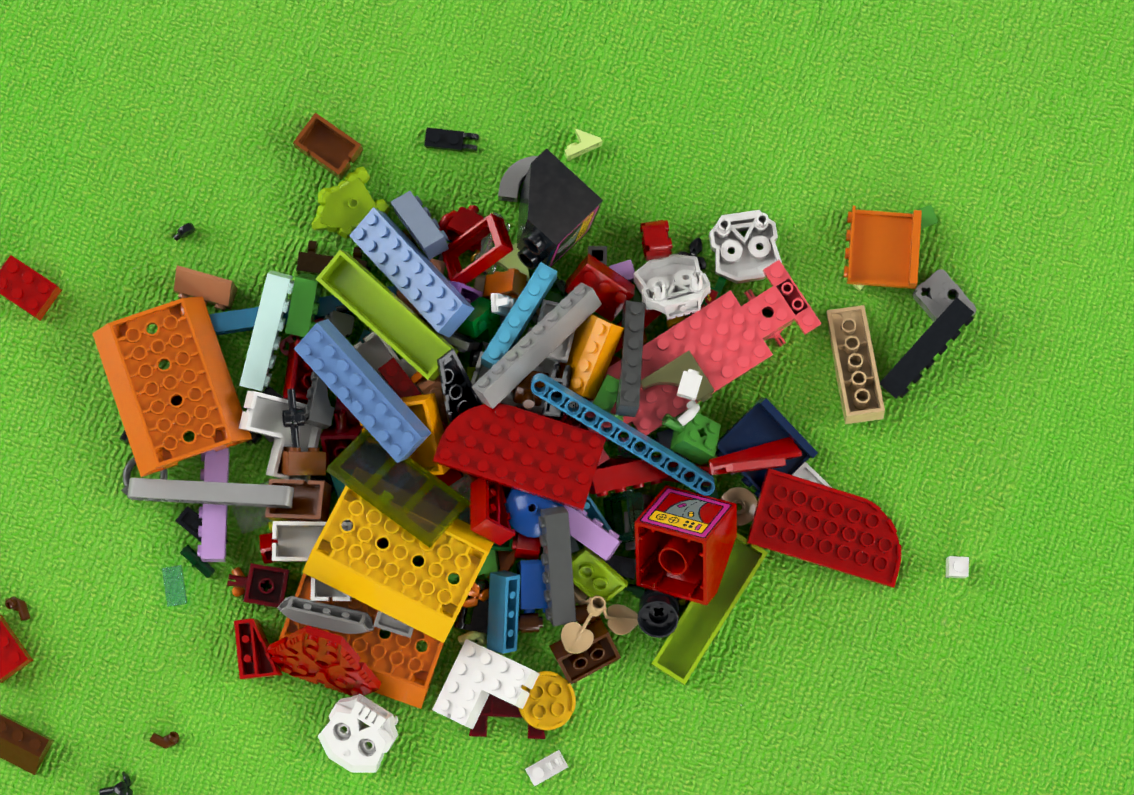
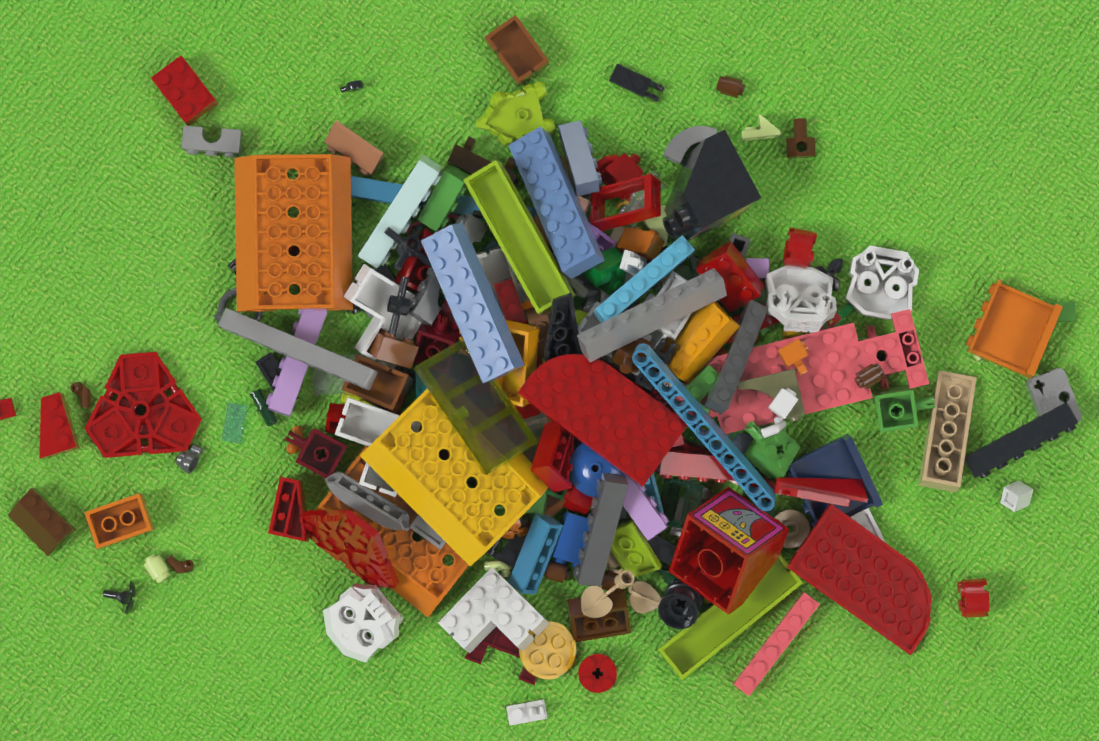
camera: 15 degrees right, 5 degrees up
(83, 325) = (228, 144): none -> light grey arch
(92, 716) = (119, 521): none -> orange brick
(109, 605) = (168, 421): none -> red plate
(142, 636) = (189, 460): none -> dark grey piece
(144, 750) = (156, 568): none -> yellowish green brick
(284, 360) = (408, 246): none -> black bar
(540, 113) = (730, 86): none -> reddish brown brick
(592, 700) = (588, 680): none -> red brick
(621, 138) = (800, 136): none -> reddish brown piece
(683, 338) = (793, 354): none -> orange brick
(762, 334) = (869, 376): none -> reddish brown brick
(762, 620) = (776, 643): none -> coral brick
(810, 361) = (907, 405): none -> bright green brick
(935, 512) = (973, 597): none -> red brick
(941, 403) = (1016, 496): none -> white panel
(957, 567) = (976, 656): white brick -> none

